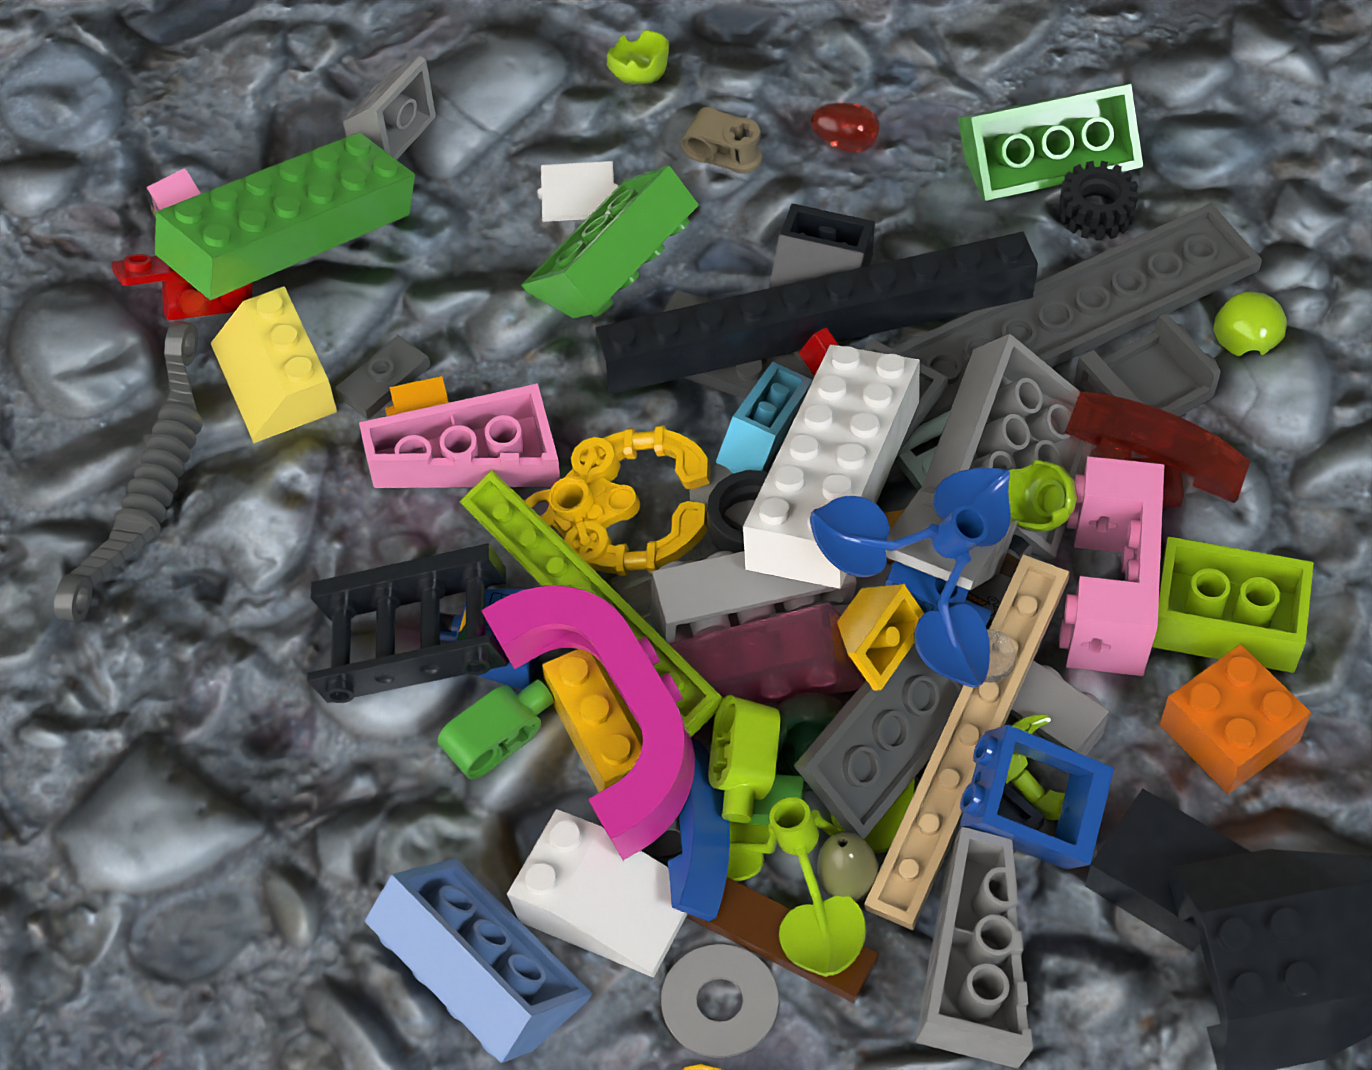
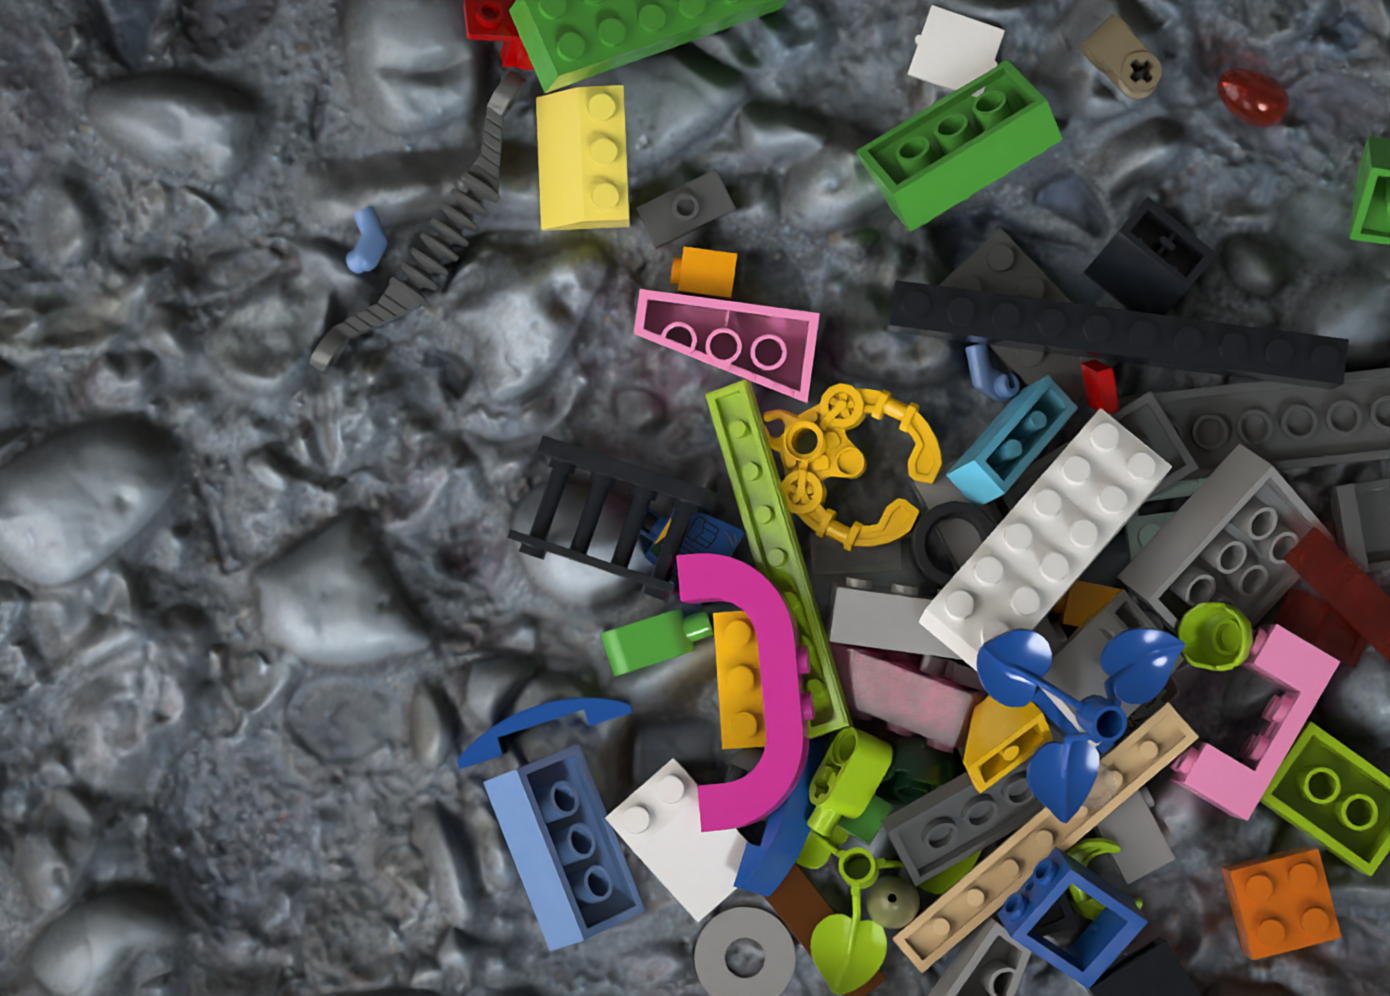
camera: 20 degrees right, 30 degrees up
(88, 503) = (371, 243): none -> medium blue arm
(460, 808) = (490, 744): none -> blue slope
(715, 403) = (988, 379): none -> medium blue arm

